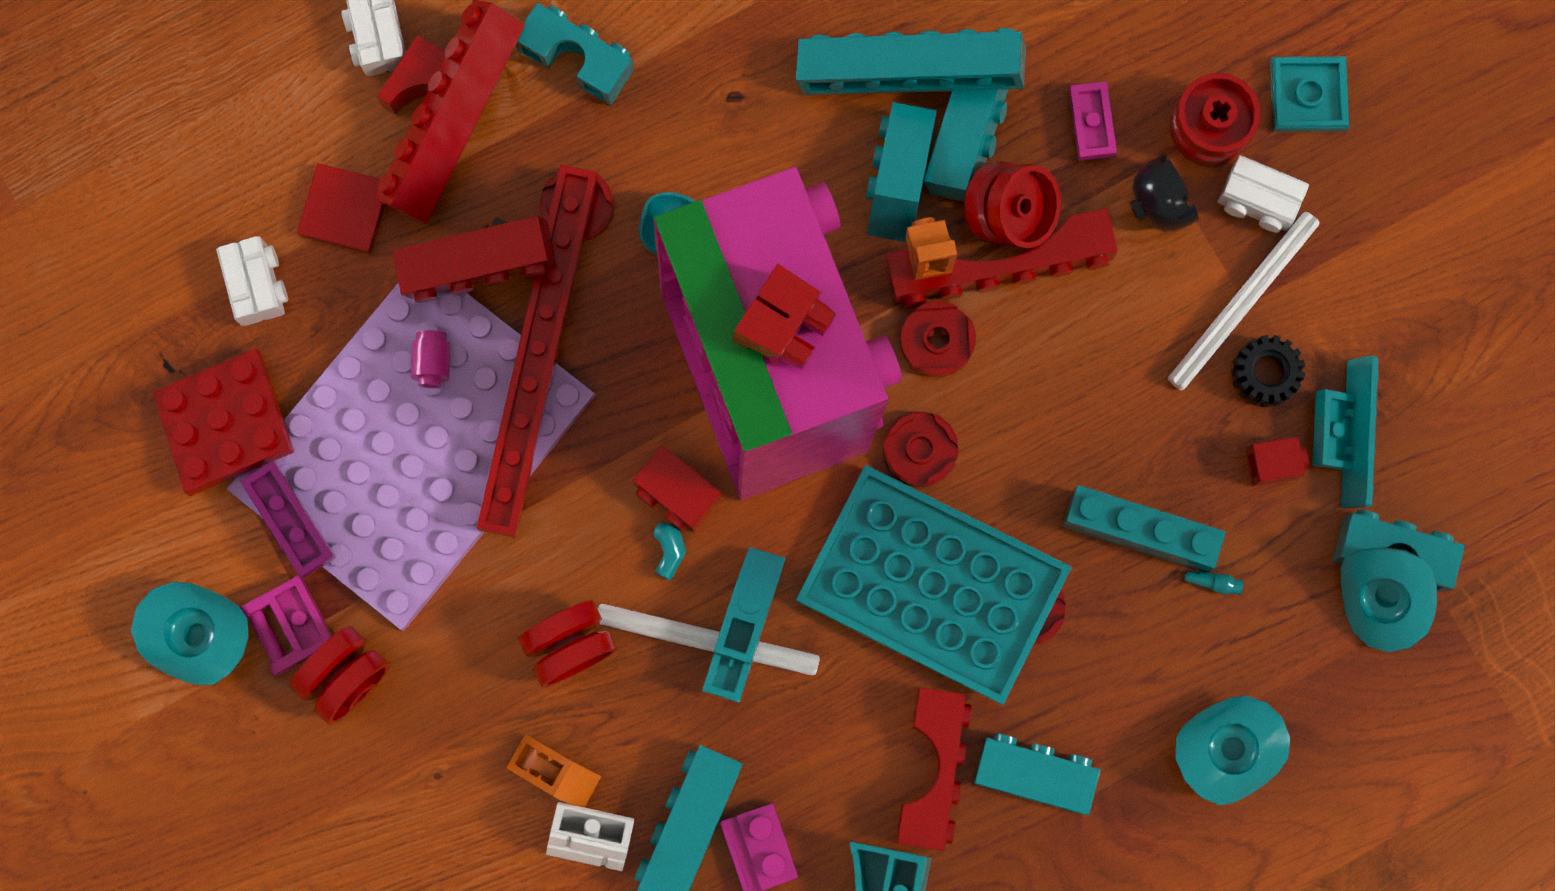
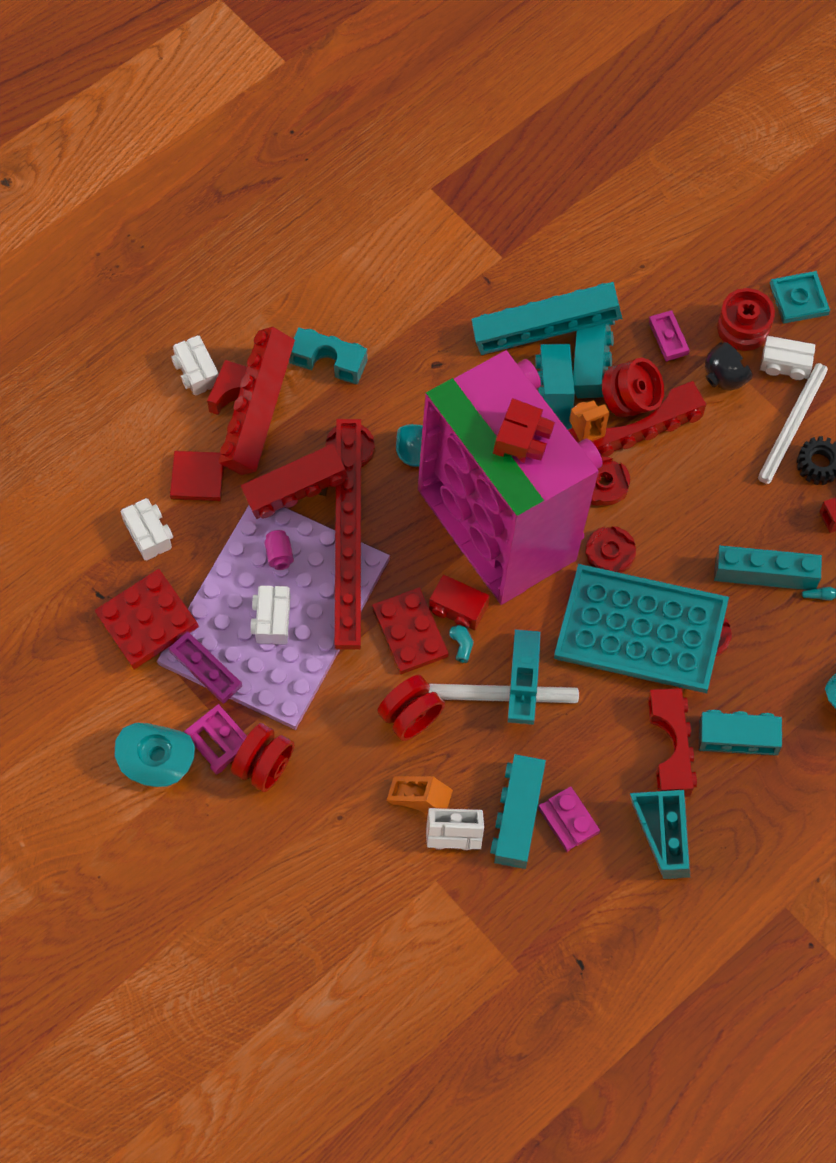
camera: 15 degrees left, 15 degrees down
(398, 458) = (272, 615): none -> white brick
(598, 515) = (410, 630): none -> red plate

